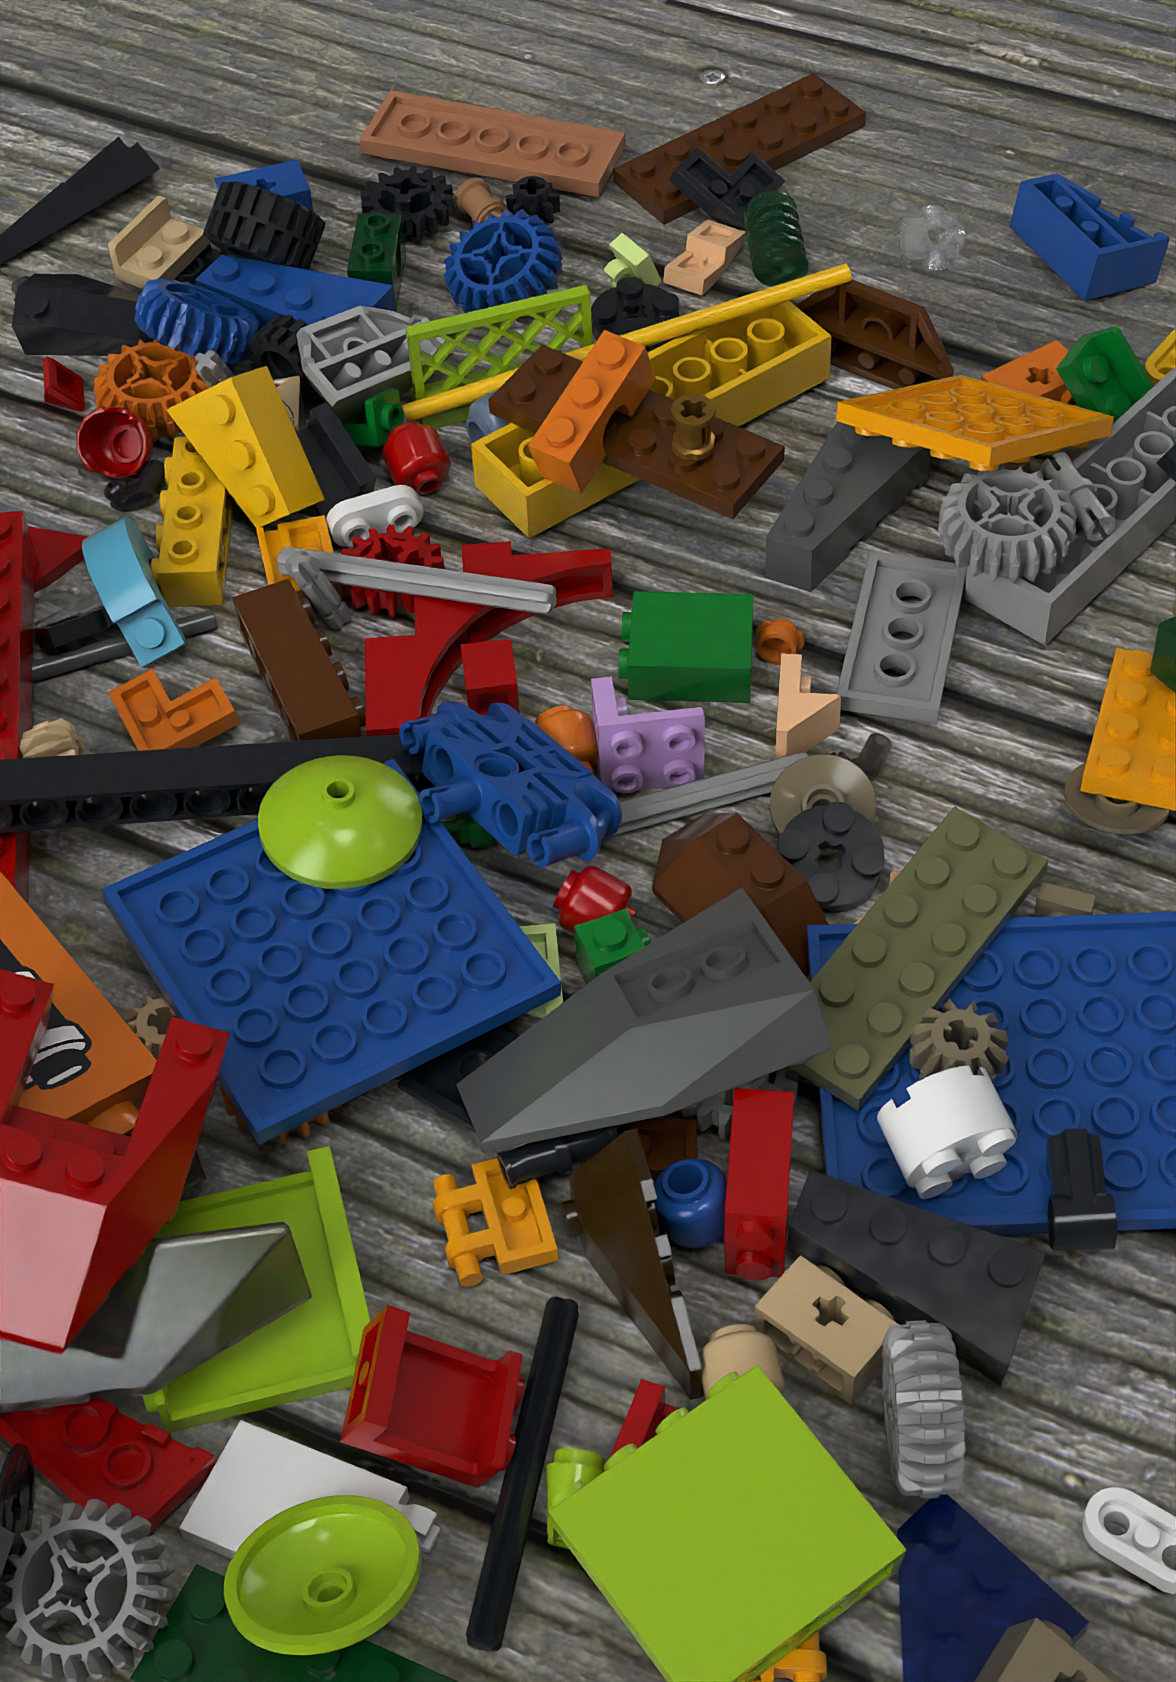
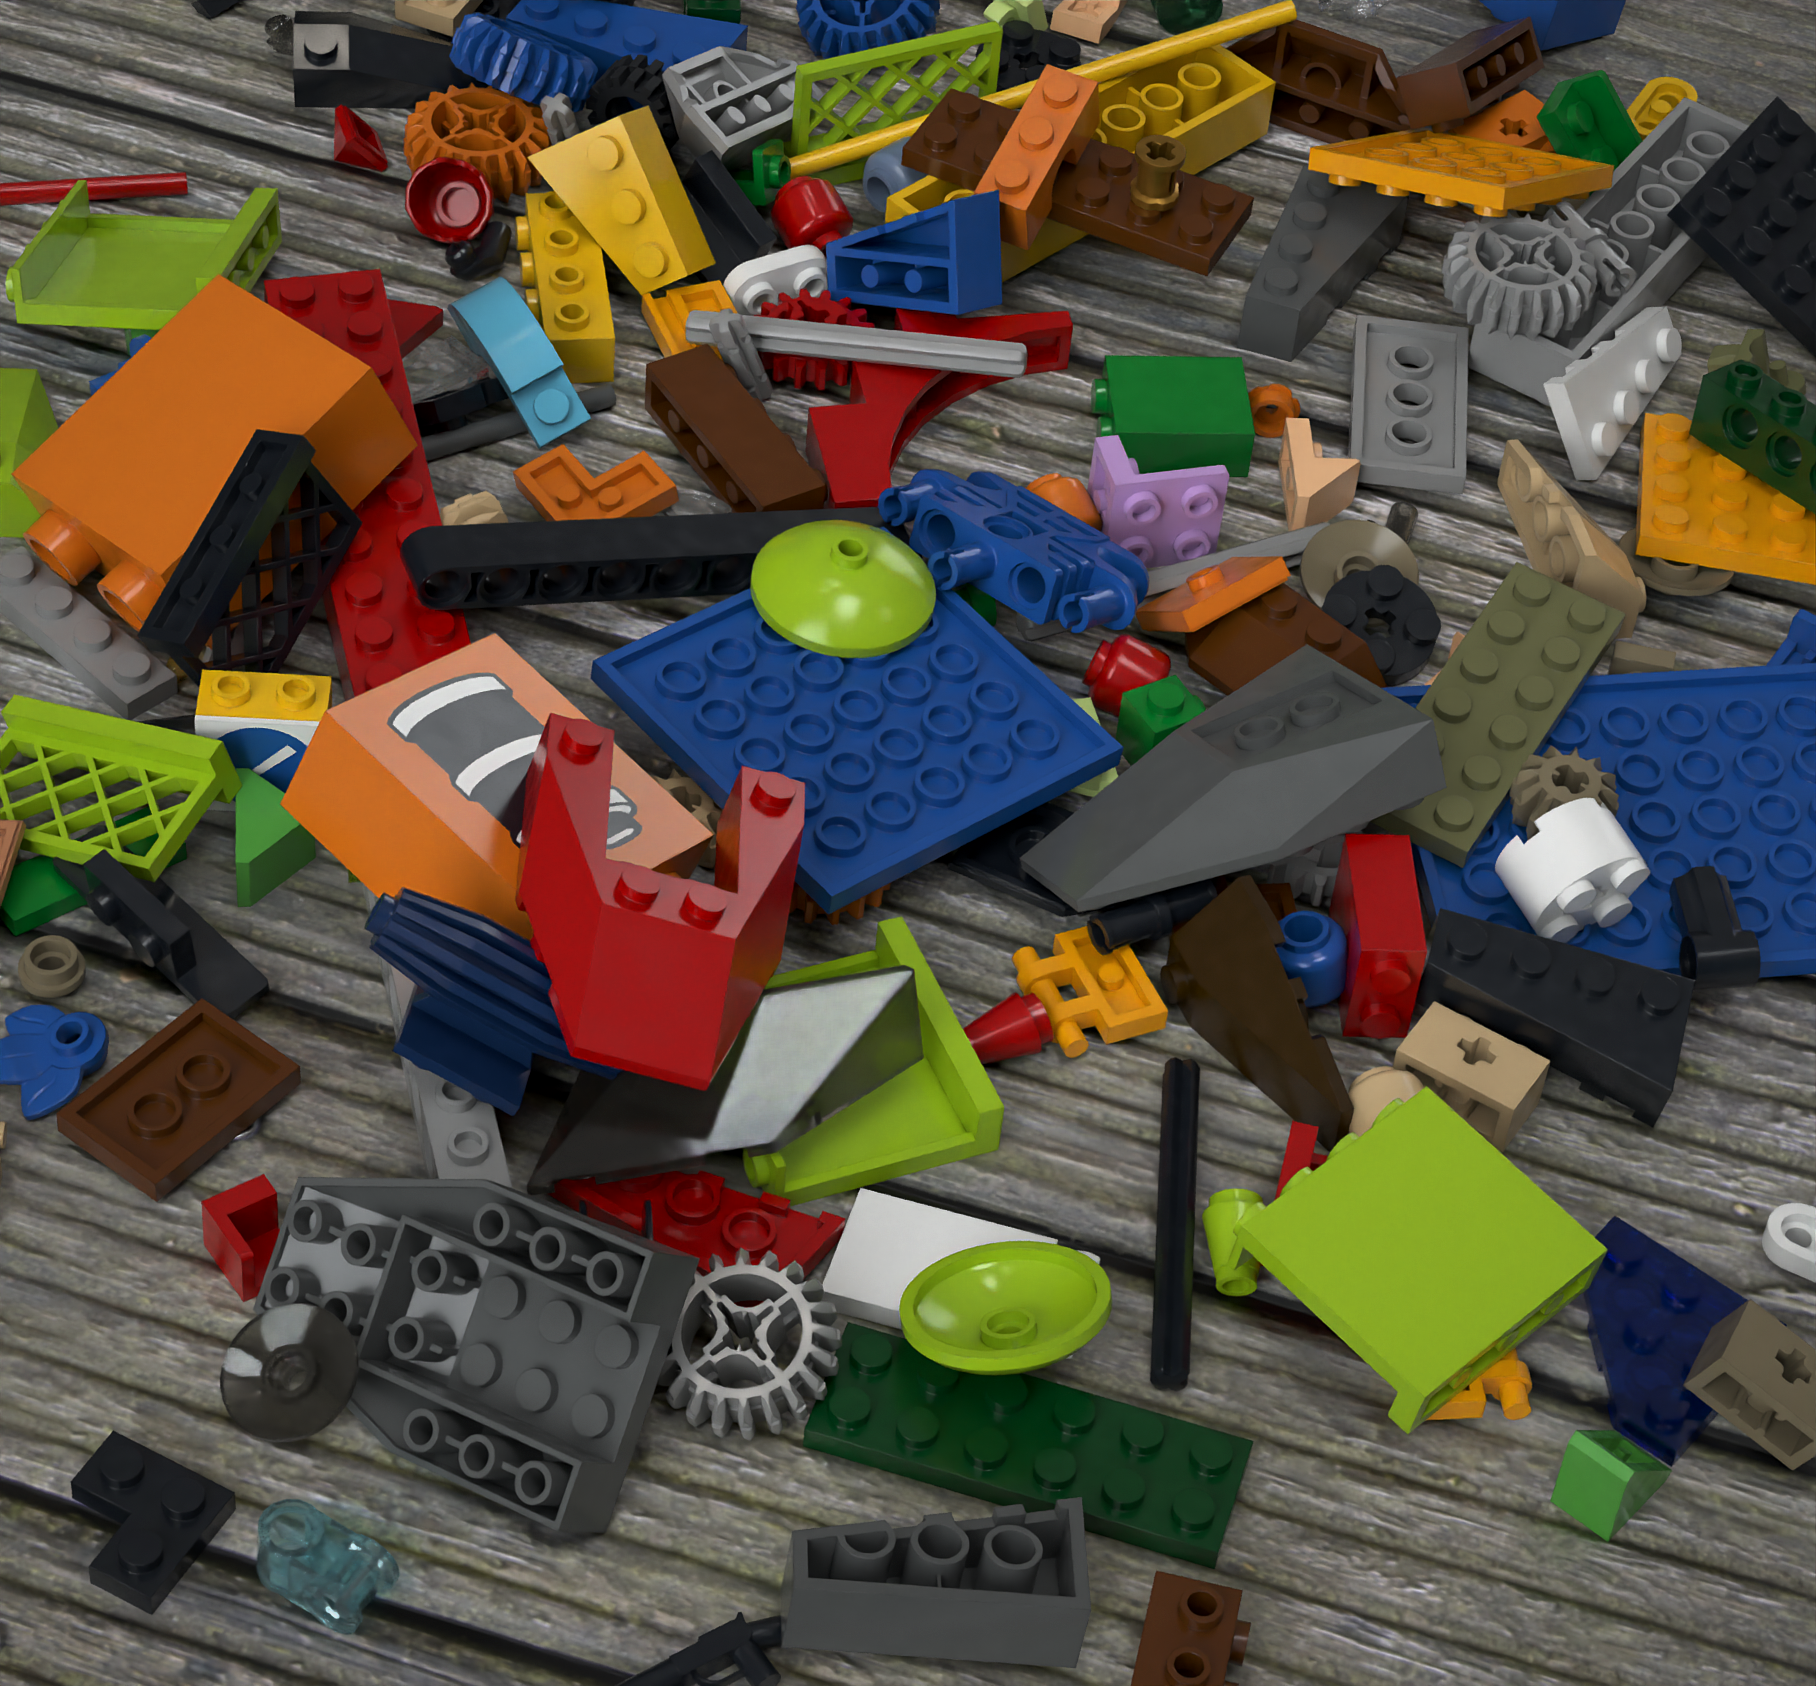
camera: 15 degrees left, 5 degrees down
(406, 1262) = (1010, 1029): none -> red cone
(432, 1402) = (1073, 1156): red panel -> none
(488, 504) = (925, 260): none -> blue wedge
(489, 675) = (955, 442): red panel -> none
(680, 826) = (1212, 593): none -> orange plate
(923, 1409) = (1595, 1129): light grey gear -> none
(1005, 328) = (1469, 75): none -> reddish brown brick
(1022, 788) = (1565, 539): none -> tan wedge
(1080, 631) = (1611, 388): none -> white wing

